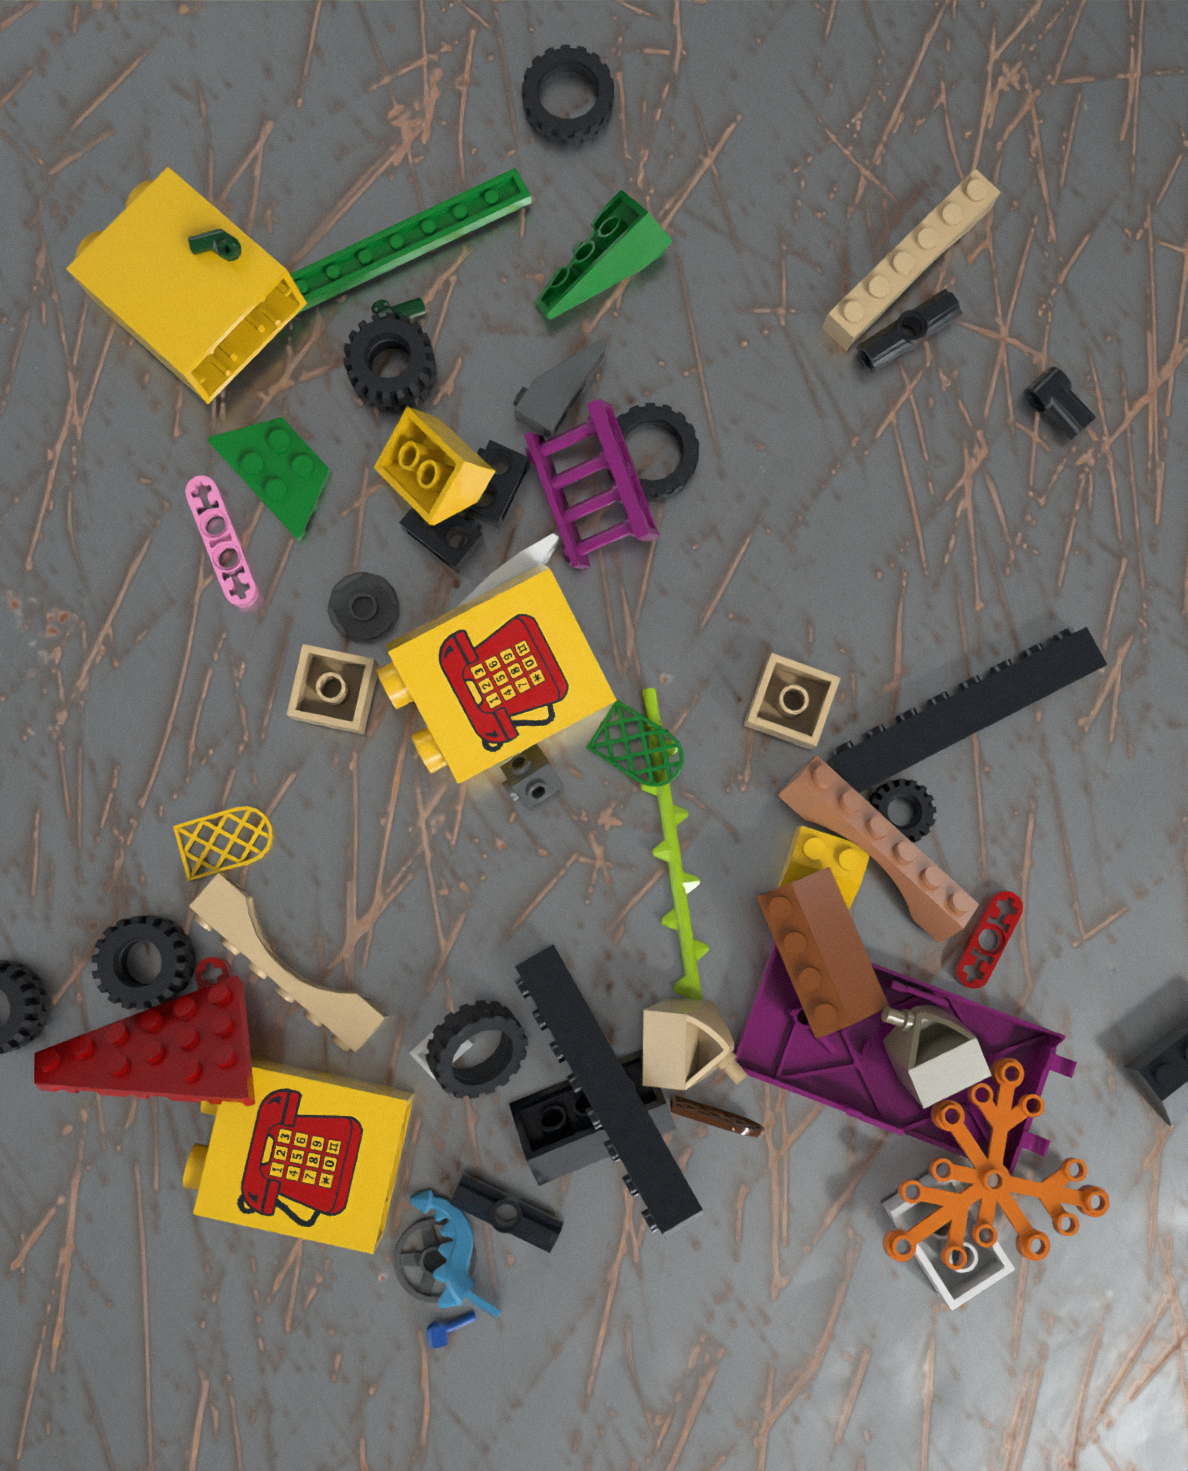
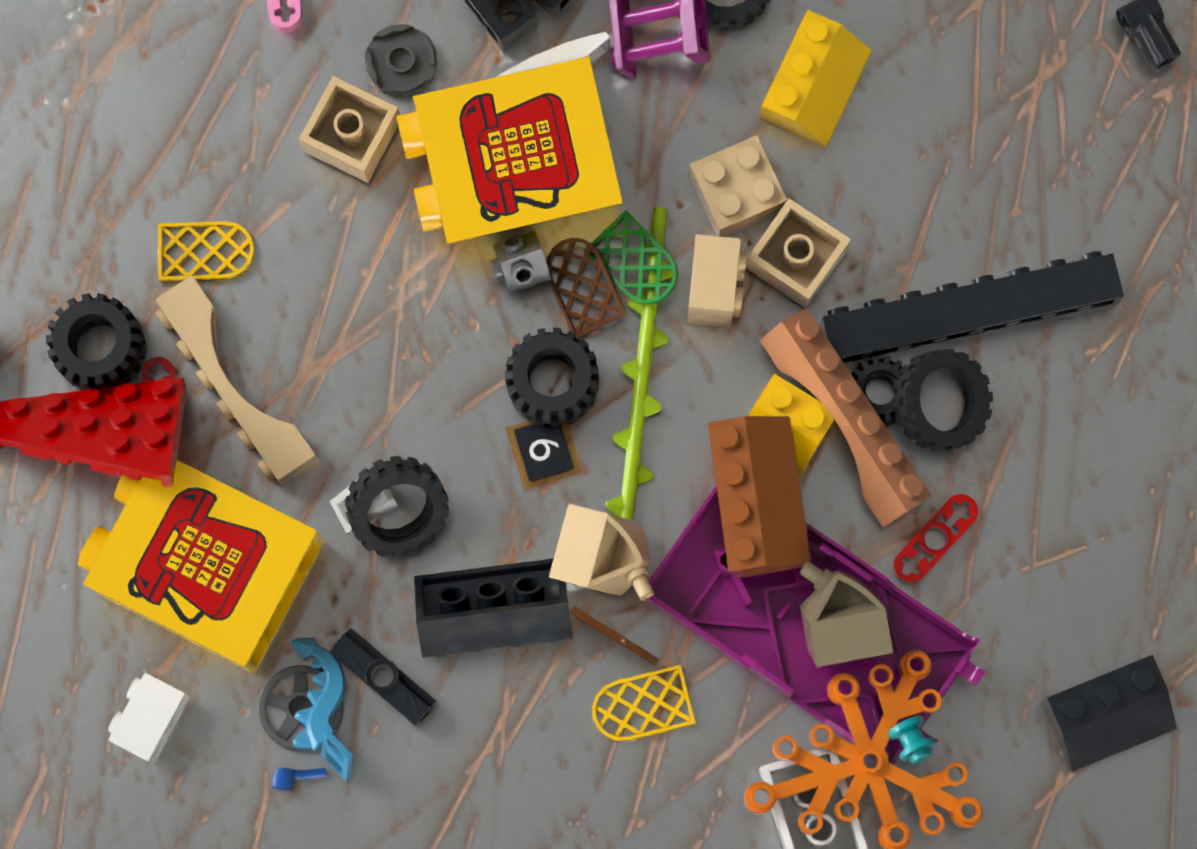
camera: 25 degrees right, 5 degrees down
(291, 1314) = (147, 717): none -> white brick
(599, 949) = (543, 452): none -> piece
(608, 761) = (600, 323): none -> reddish brown window
(610, 1092) = (514, 574): black brick -> none
(622, 874) = (546, 347): none -> black tyre
(717, 651) = (737, 187): none -> tan brick
(721, 749) = (713, 288): none -> tan brick
(761, 527) = (815, 79): none -> yellow slope
(762, 1197) = (649, 717): none -> yellow window
(993, 802) = (975, 393): none -> black tyre
(1034, 1157) = (915, 745): none -> teal wheel

